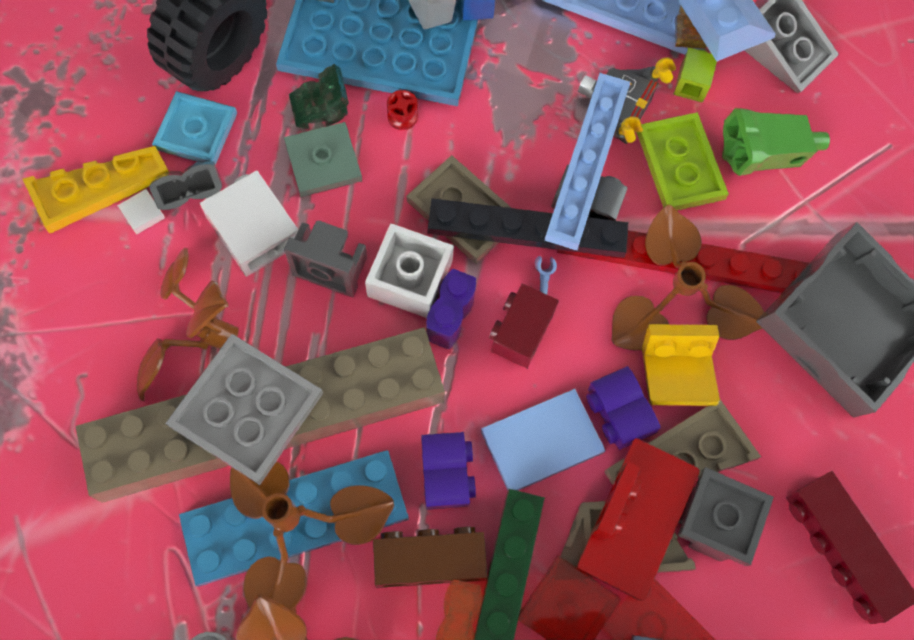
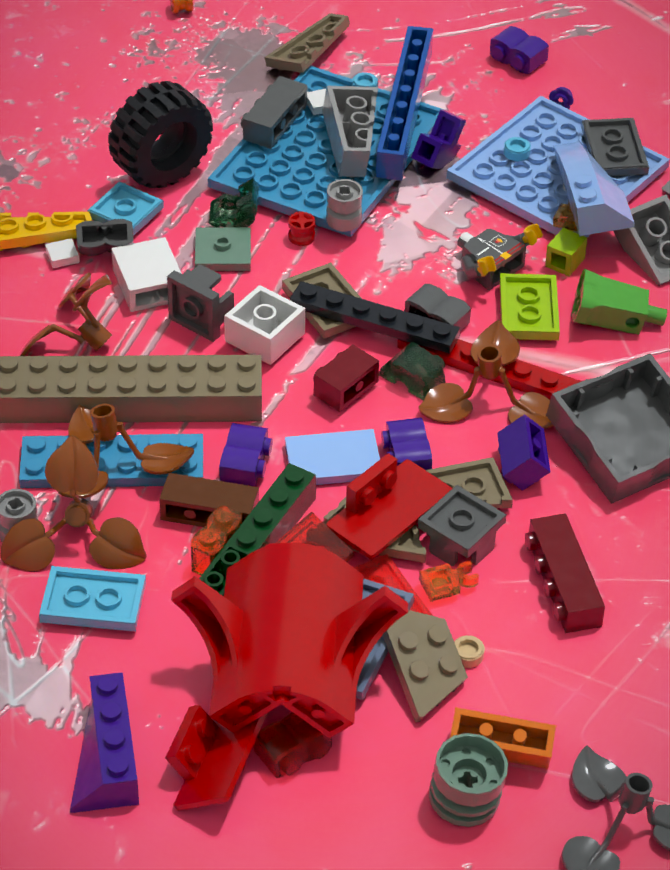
camera: 20 degrees right, 25 degrees down
(245, 408) = (100, 363): light grey plate -> none
(447, 75) = (344, 205): none -> light grey wheel
(454, 304) = (289, 357): dark purple brick -> none
(545, 274) = (381, 355): light blue hand -> none
(587, 162) = (438, 276): light blue plate -> none
(589, 286) = (416, 369): none -> cylinder
(680, 364) = (469, 424): yellow bracket -> none
(724, 599) = (445, 582): none -> clear orange plate
(752, 386) = (523, 452): none -> dark purple brick

